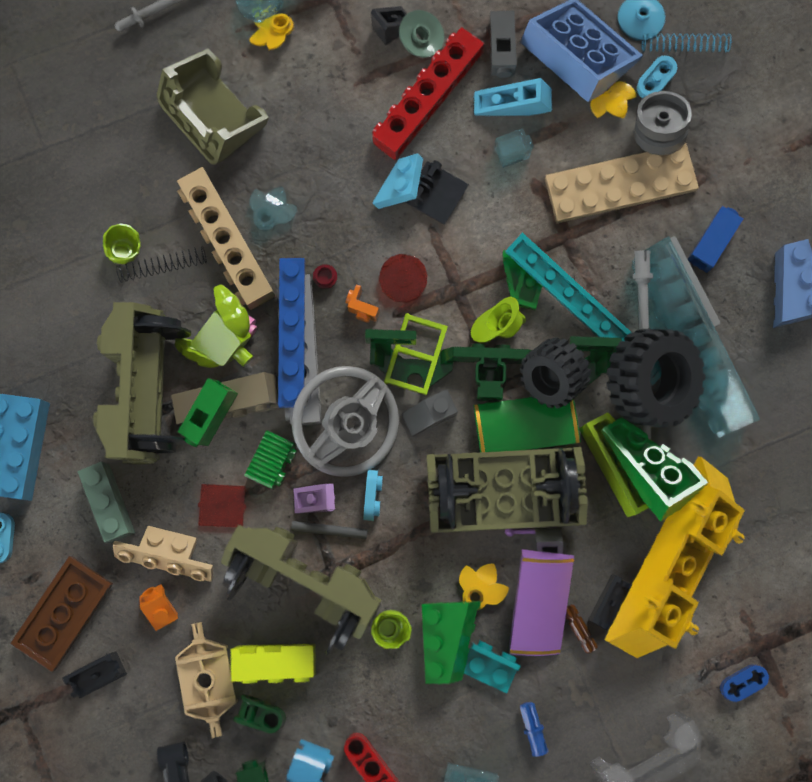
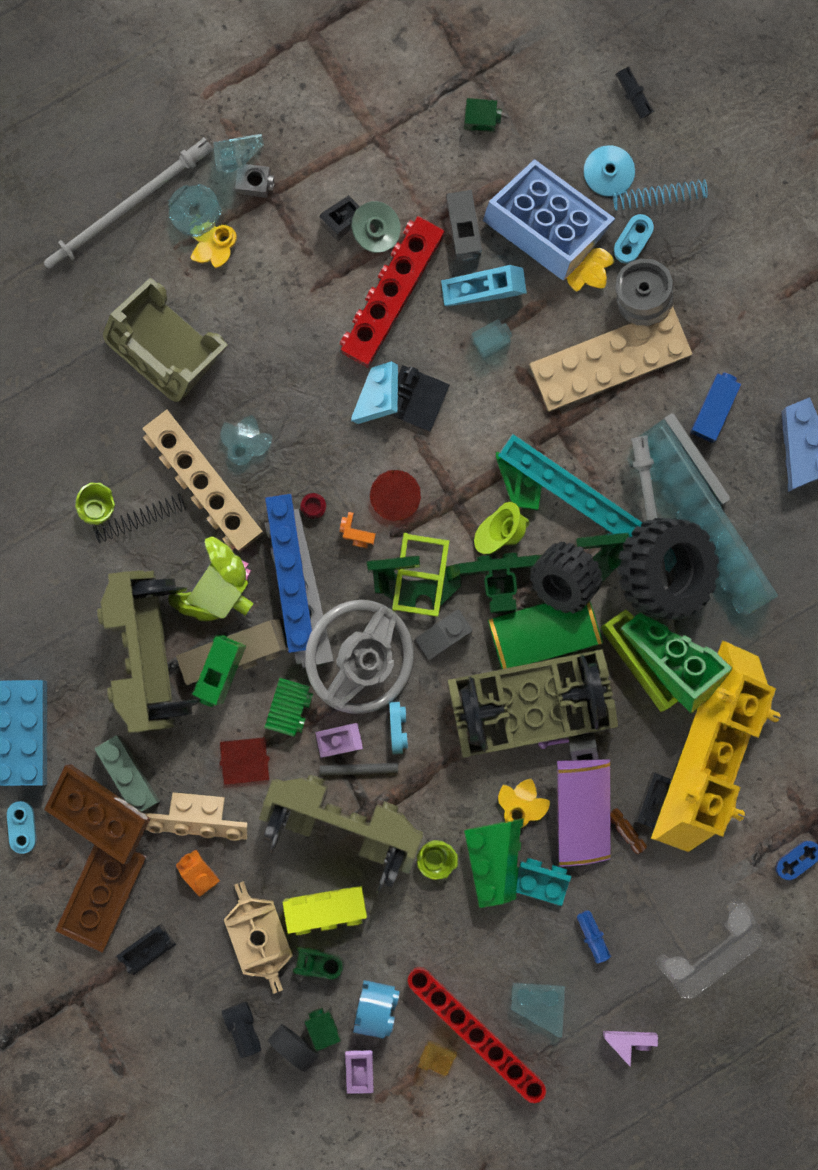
camera: 10 degrees left, 5 degrees up
(69, 535) = (97, 814): none -> reddish brown plate

